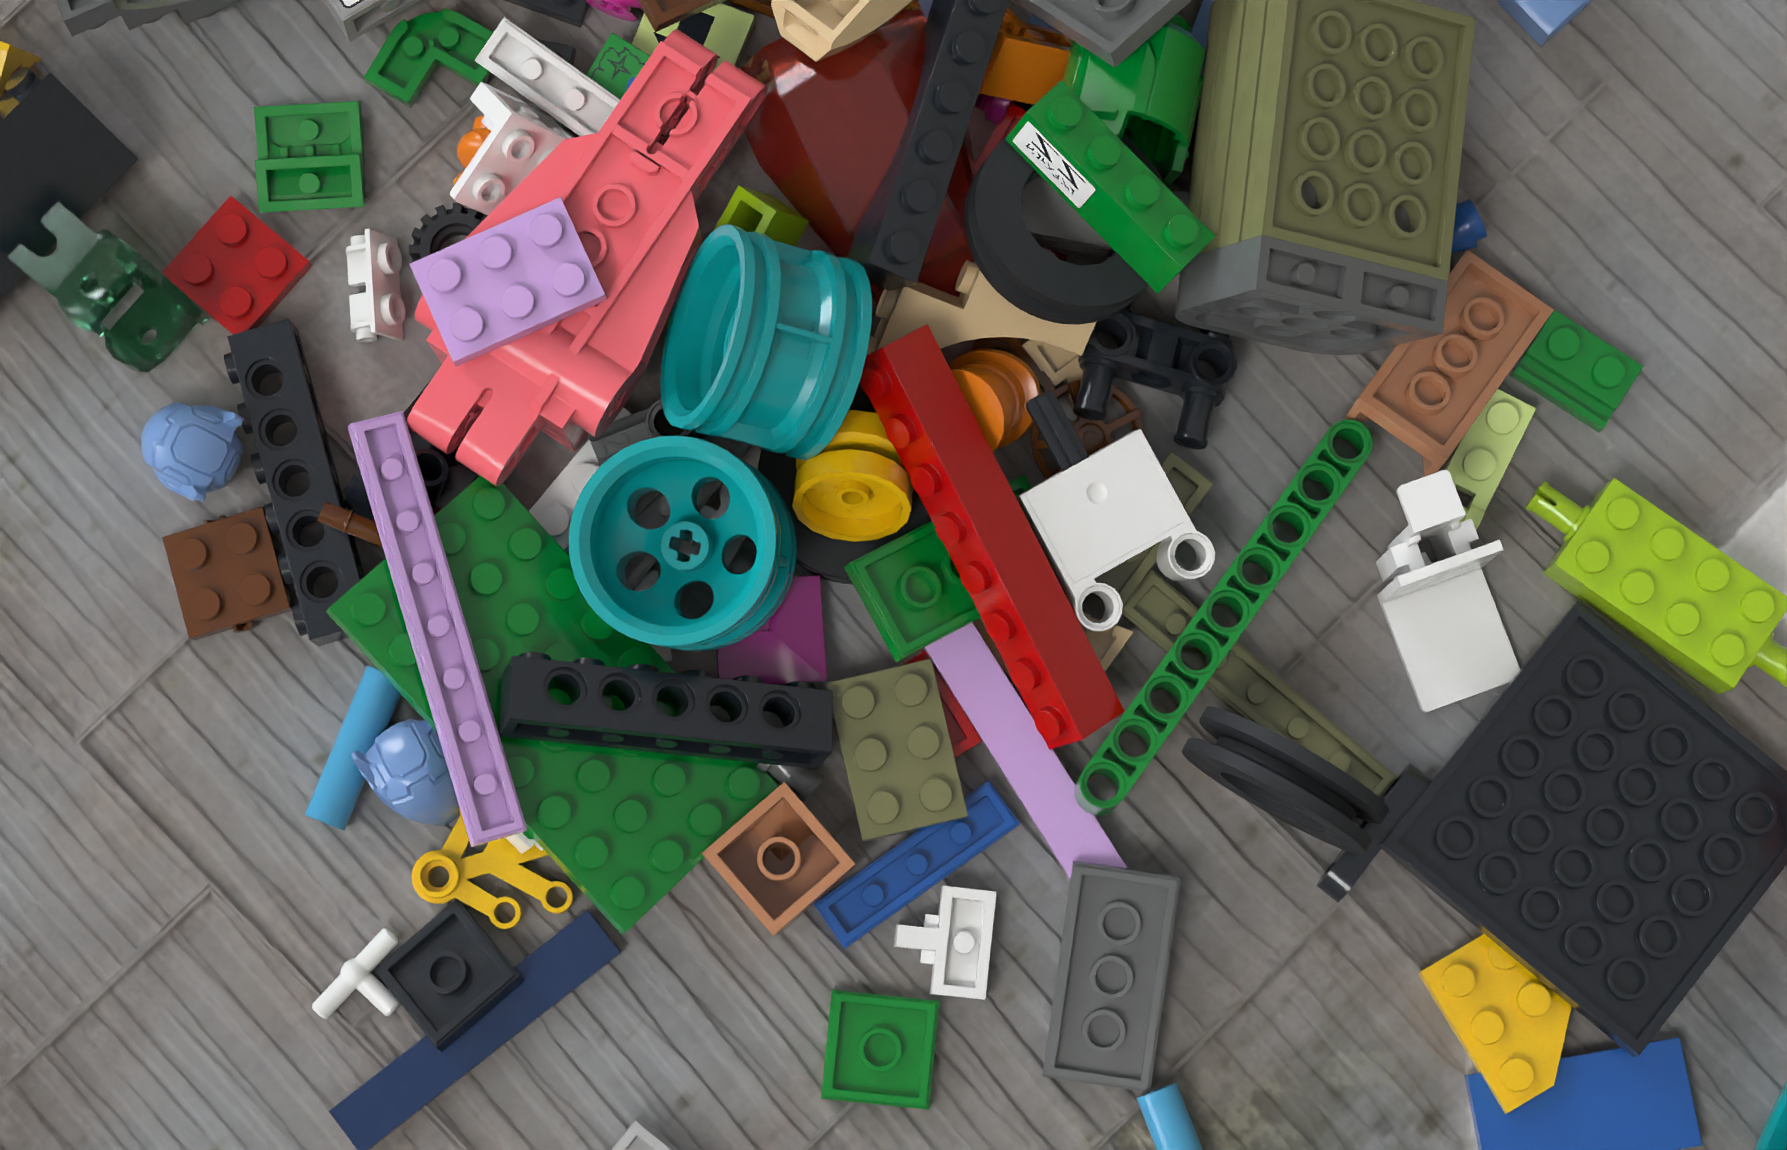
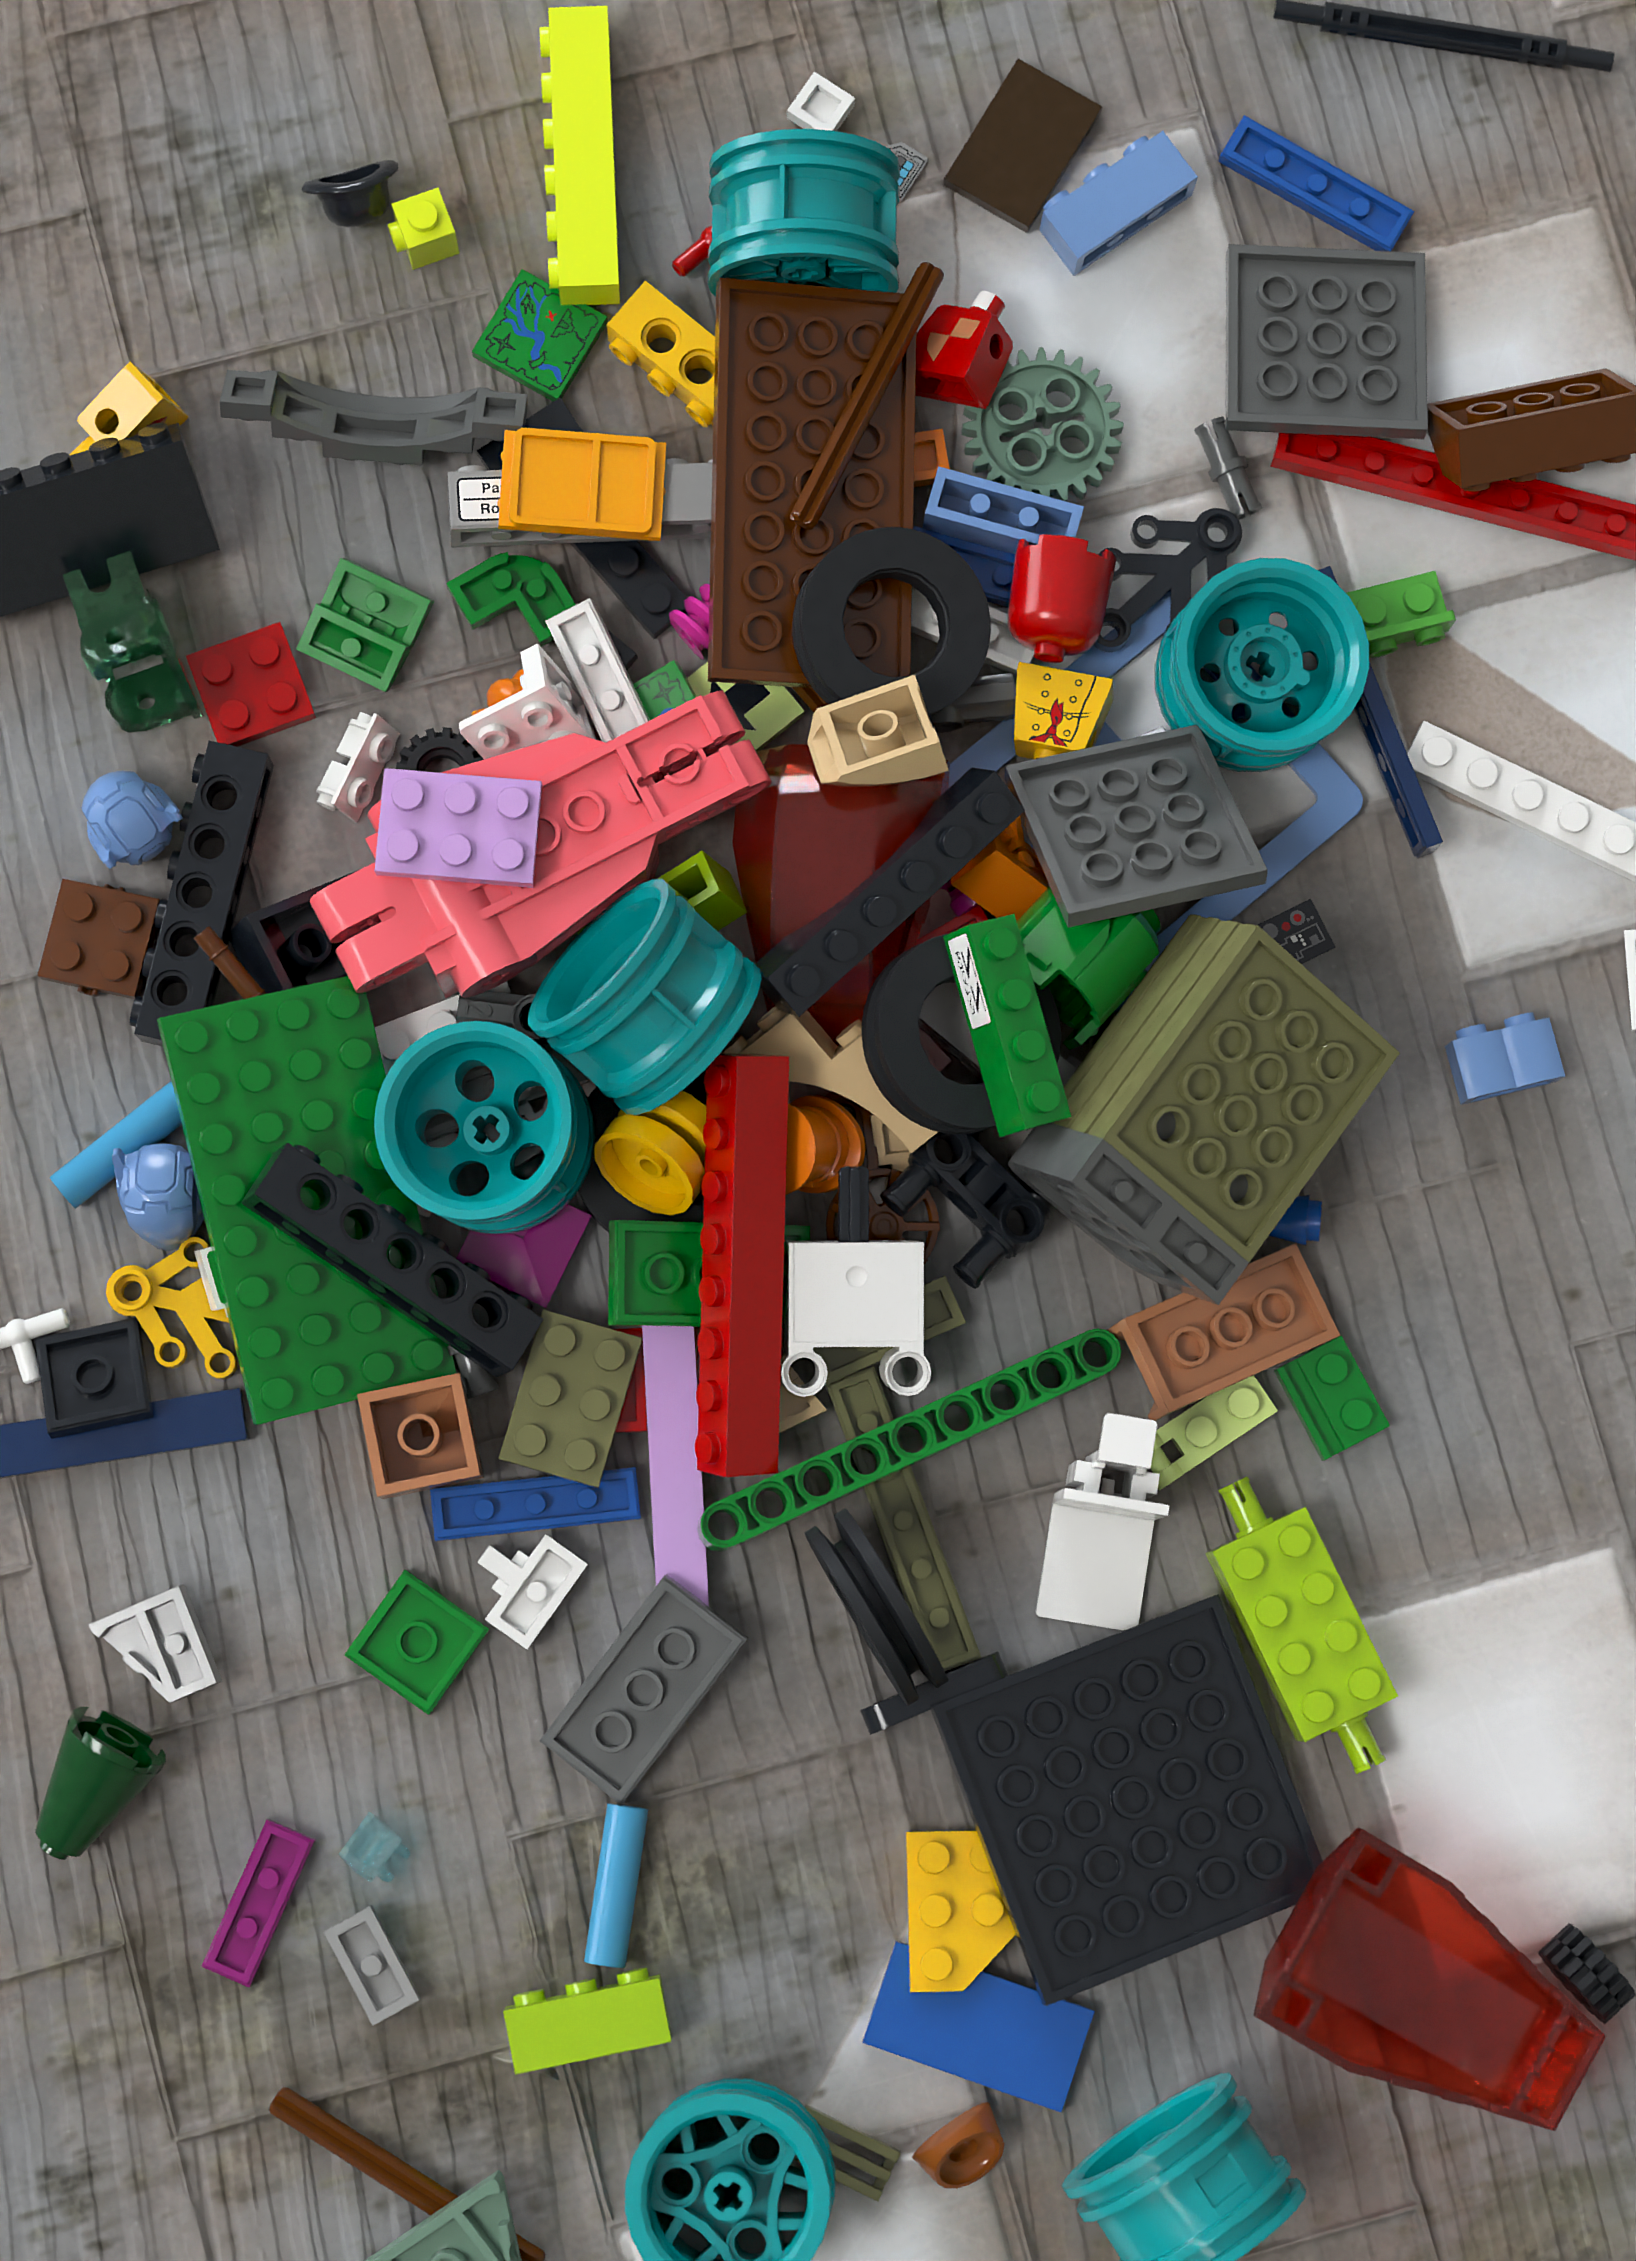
camera: 20 degrees right, 0 degrees up
(437, 628) = (239, 1084): lavender tile -> none

